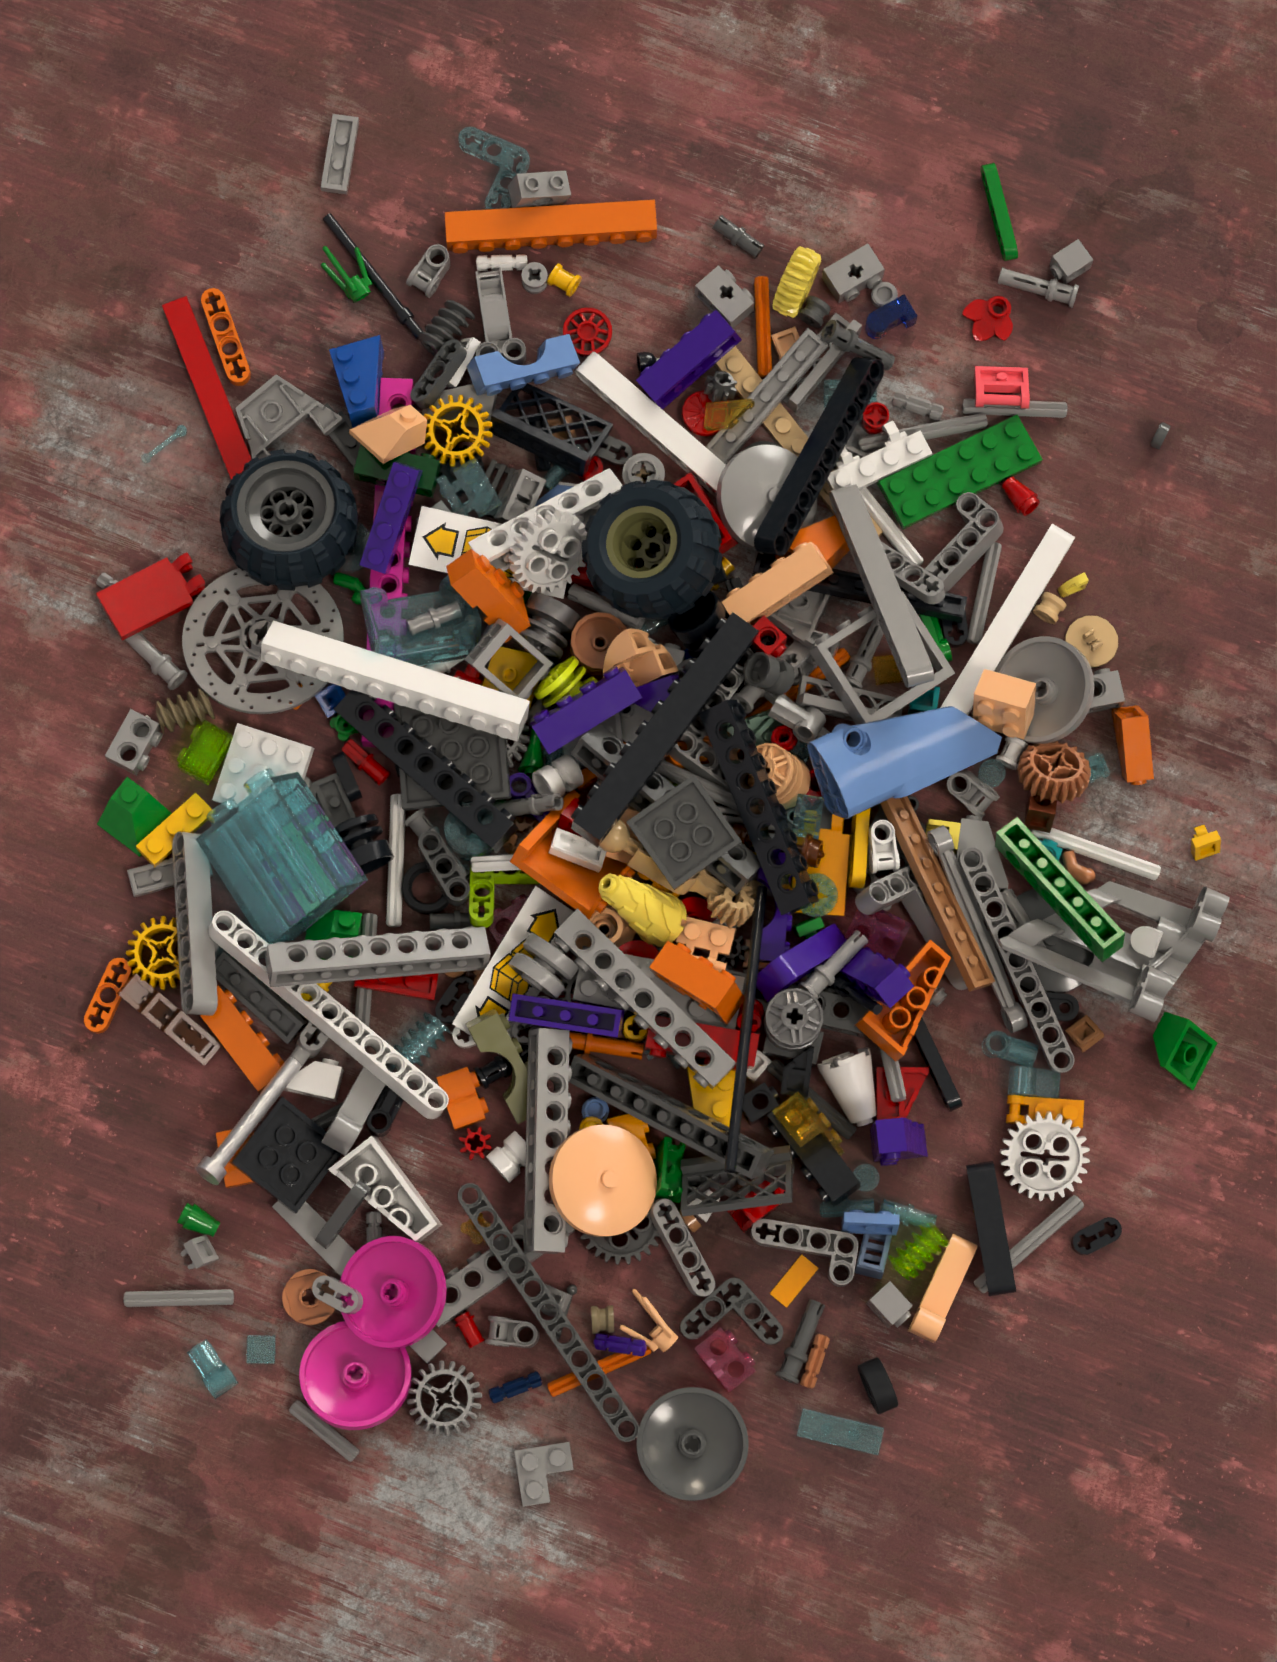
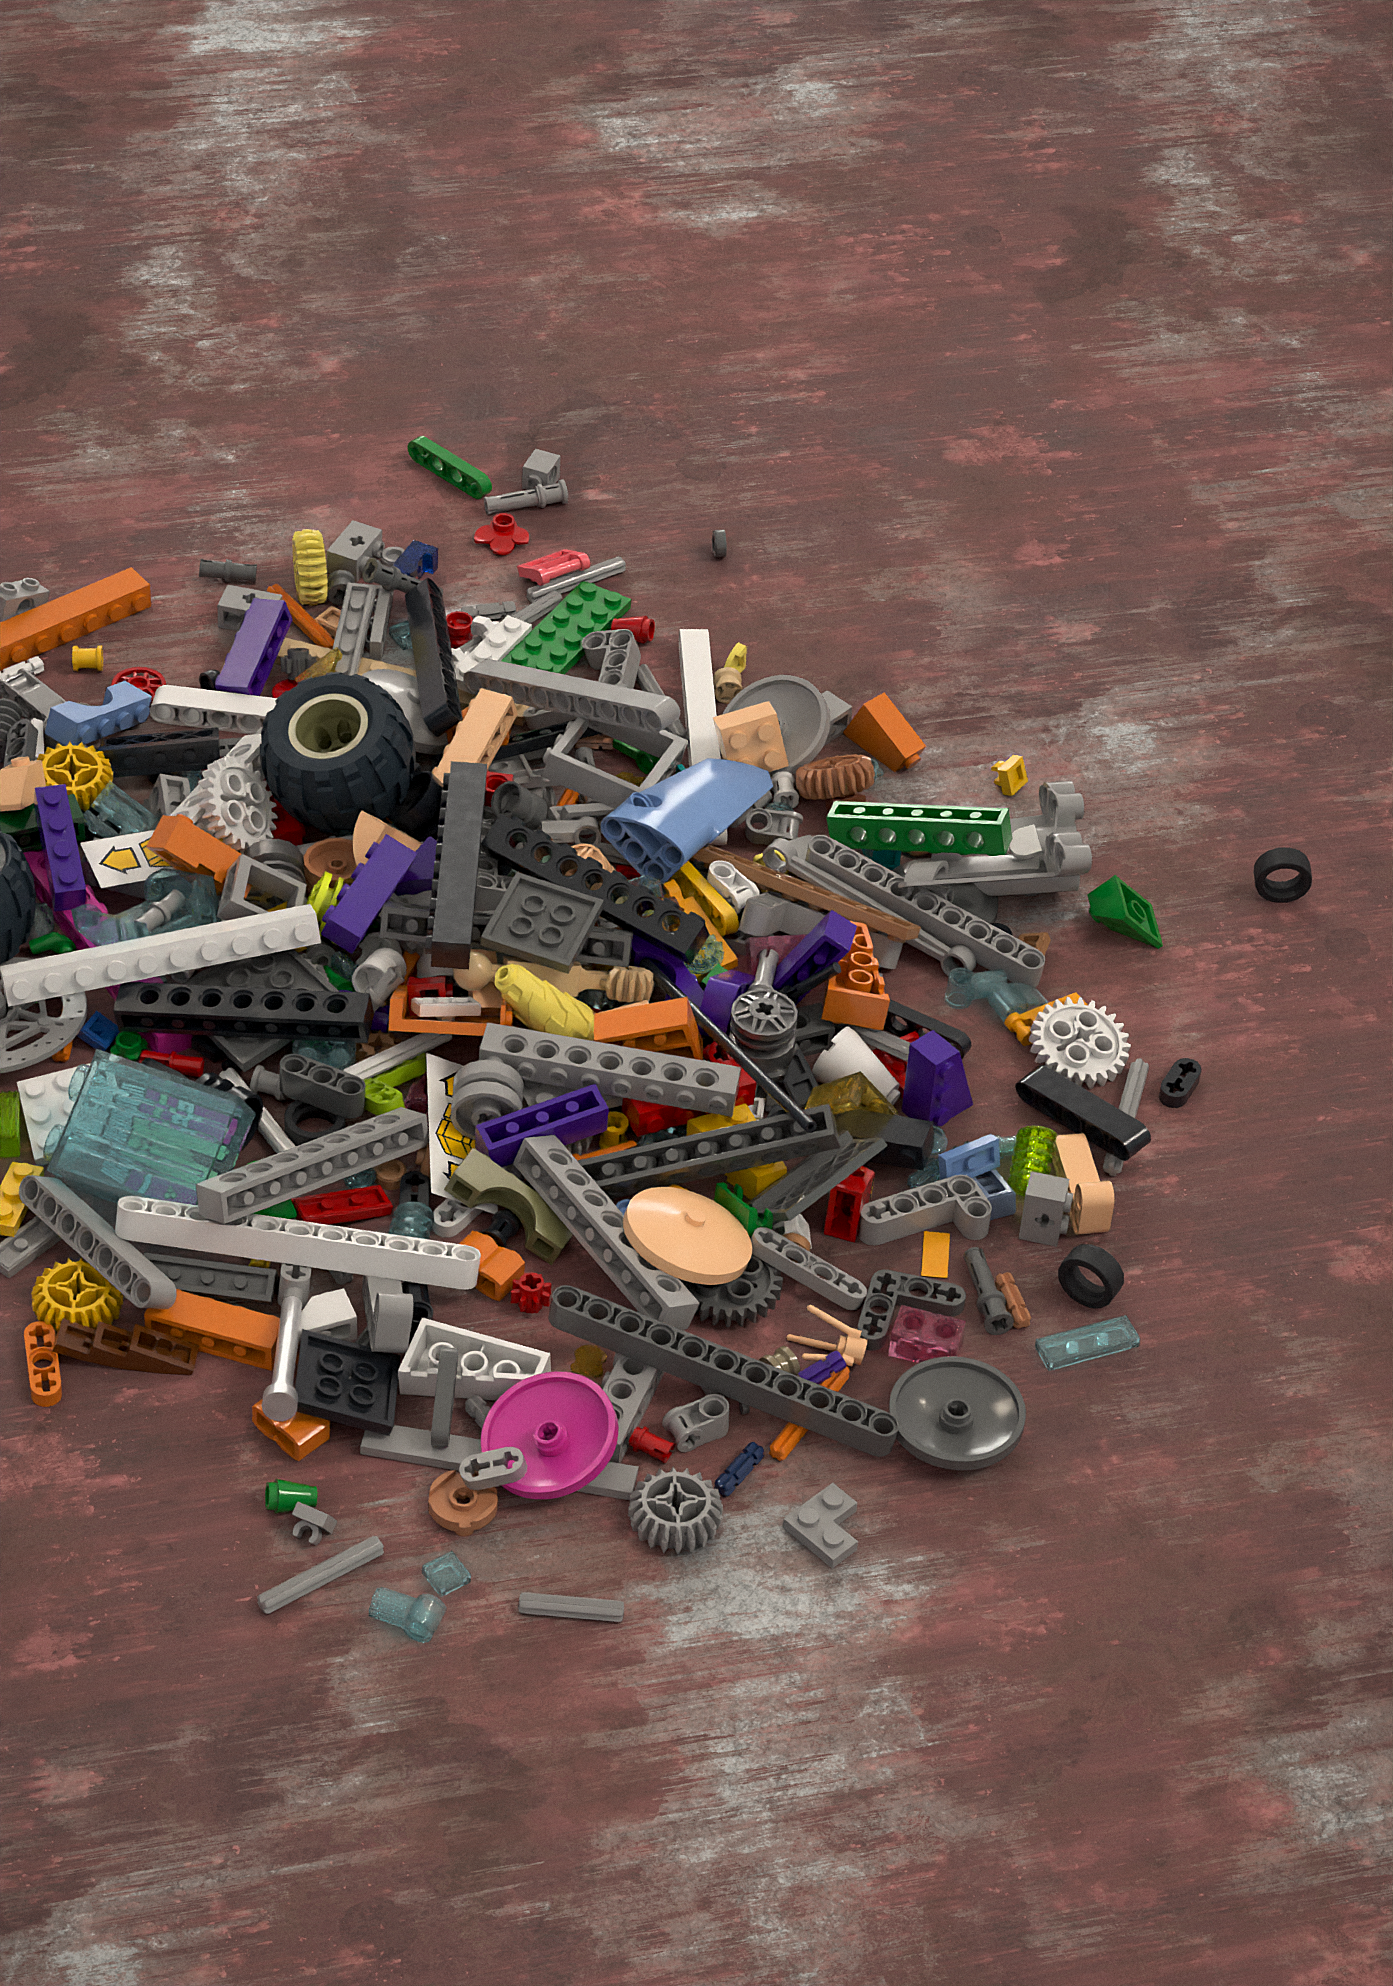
camera: 35 degrees left, 35 degrees down
(352, 1380) = (567, 1534): dark pink dish -> none
(510, 1157) = (579, 1271): white wheel -> none
(531, 283) = (57, 668): light grey wheel -> none

